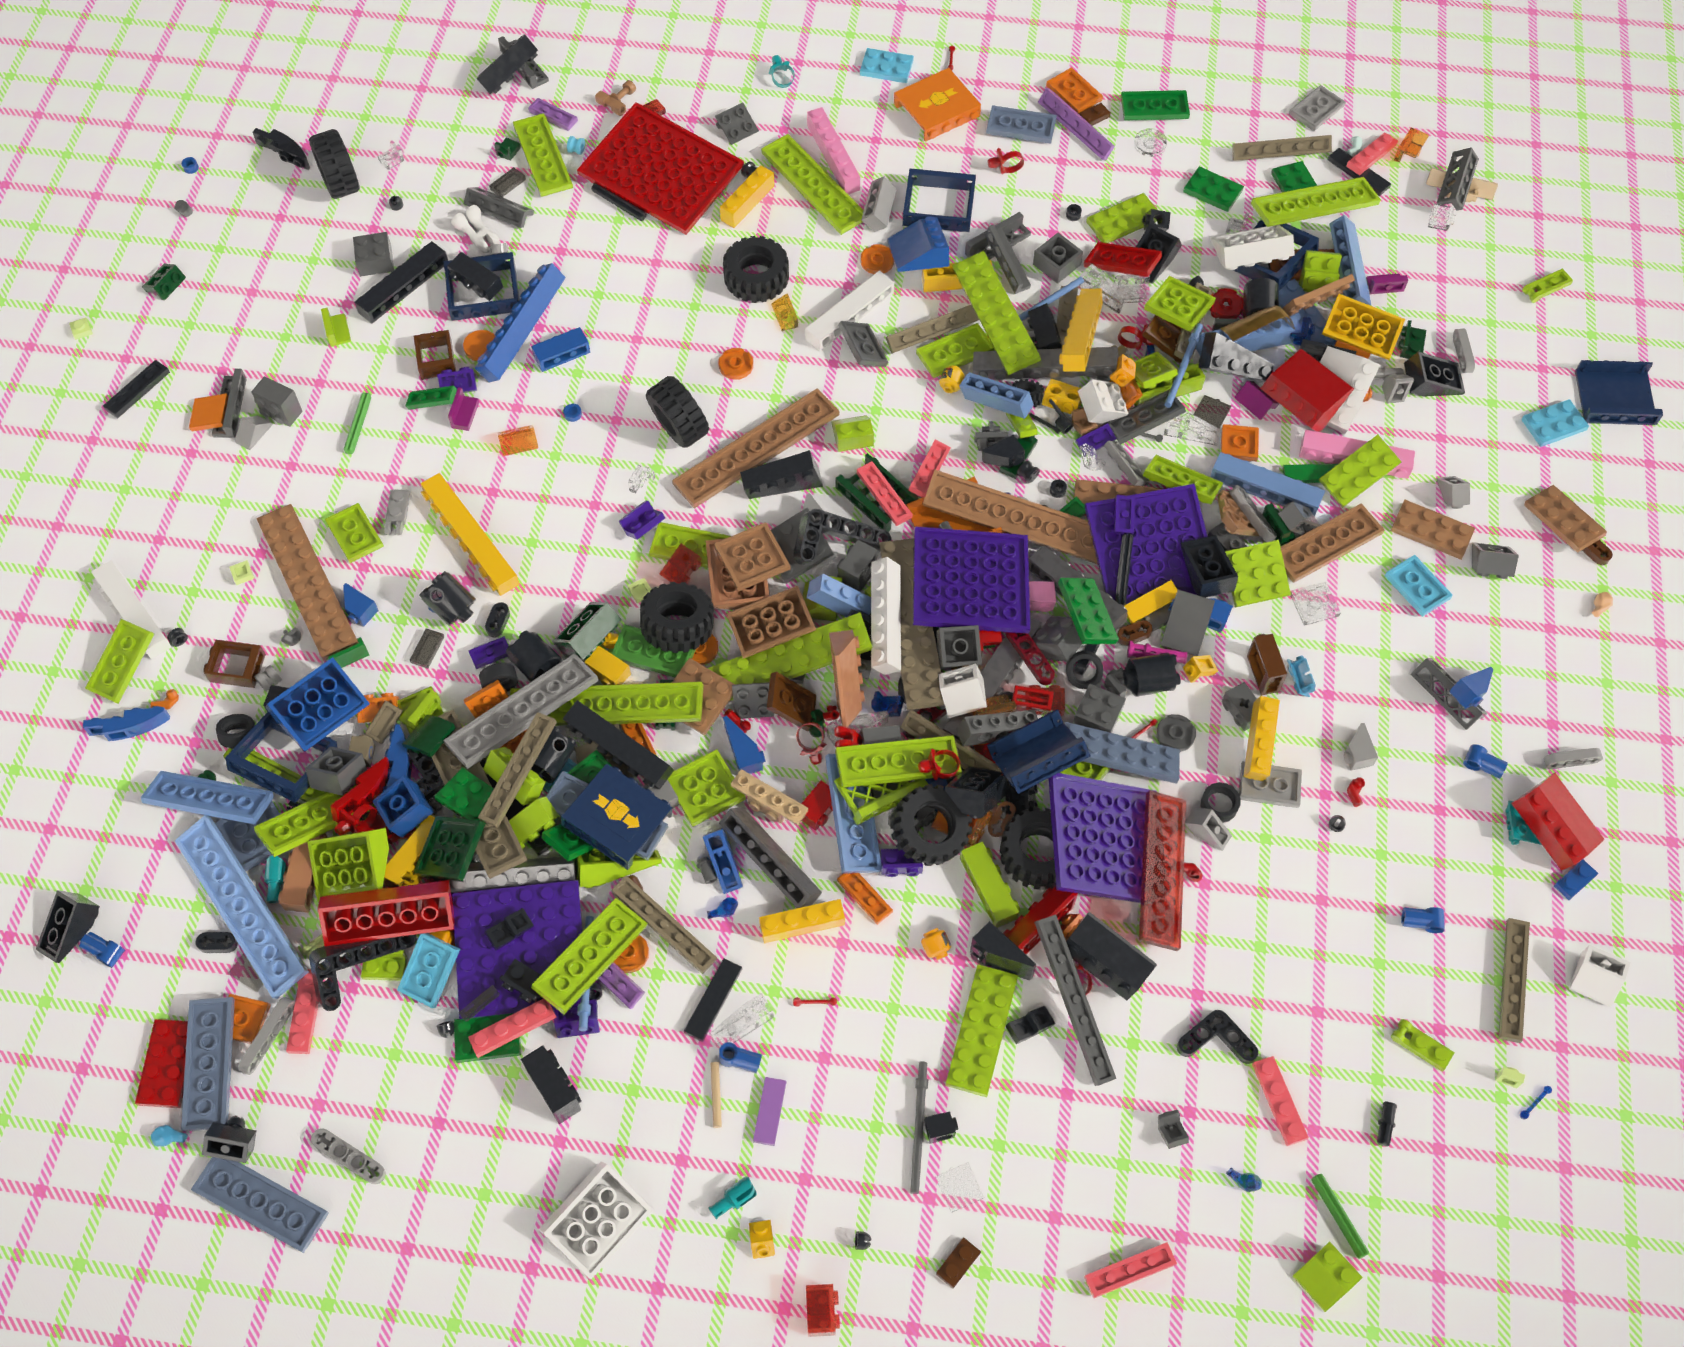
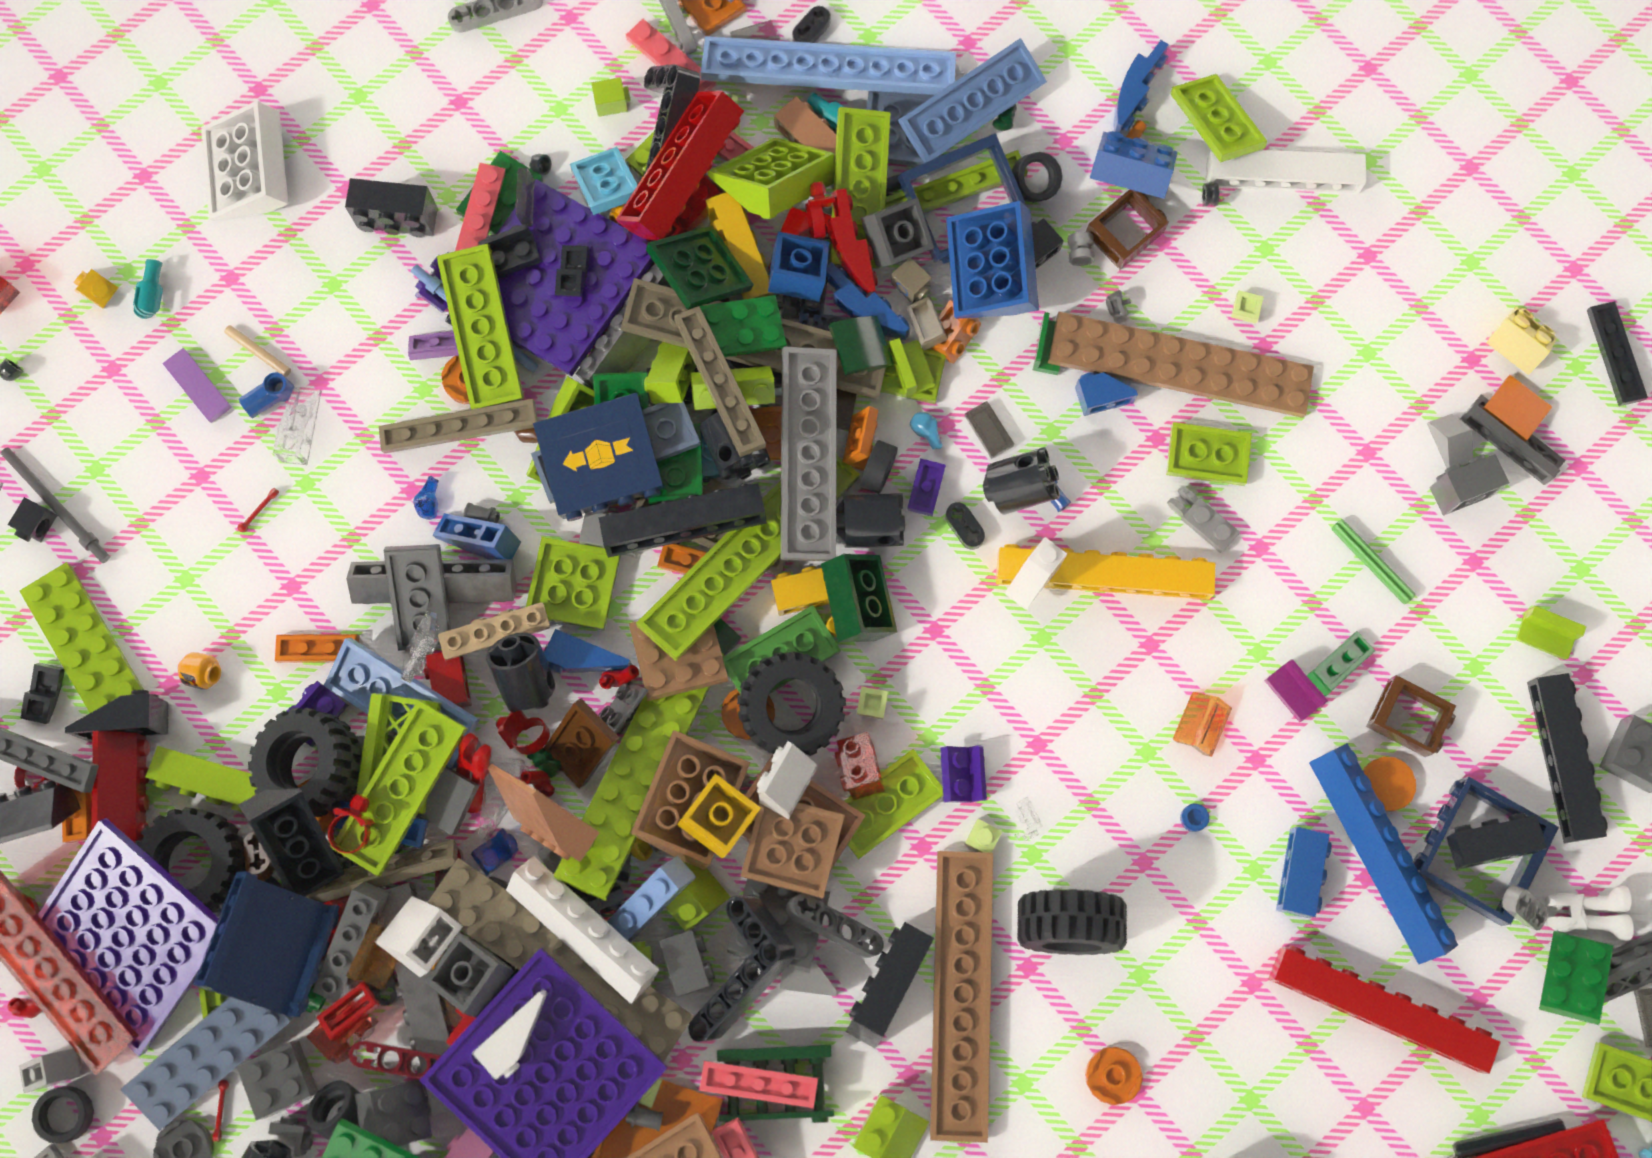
camera: 130 degrees right, 15 degrees up
(161, 432) = (1523, 340): none -> light yellow slope
(188, 681) = (1134, 164): none -> brick
(363, 1022) = (610, 96): none -> lime brick
(451, 679) = (926, 426): none -> dark azure animal
(463, 379) = (1347, 713): dark purple bracket -> none
(499, 548) = (1036, 573): none -> white slope
(516, 214) = (1576, 978): none -> green plate
(602, 280) = (1384, 1010): none -> red brick
(667, 493) = (983, 837): none -> yellowish green plate
(713, 1000) = (347, 418): black tile -> none
(721, 575) = (786, 781): none -> white slope
(768, 592) = (719, 816): none -> yellow brick
(775, 516) = (834, 929): none -> dark grey beam
(779, 759) = (521, 672): none -> black cylinder
(785, 850) = (416, 586): none -> dark grey tile
(802, 921) = (347, 545): yellow brick -> none
(813, 822) = (421, 643): none -> clear plate
(969, 597) = (509, 1042): none -> white slope

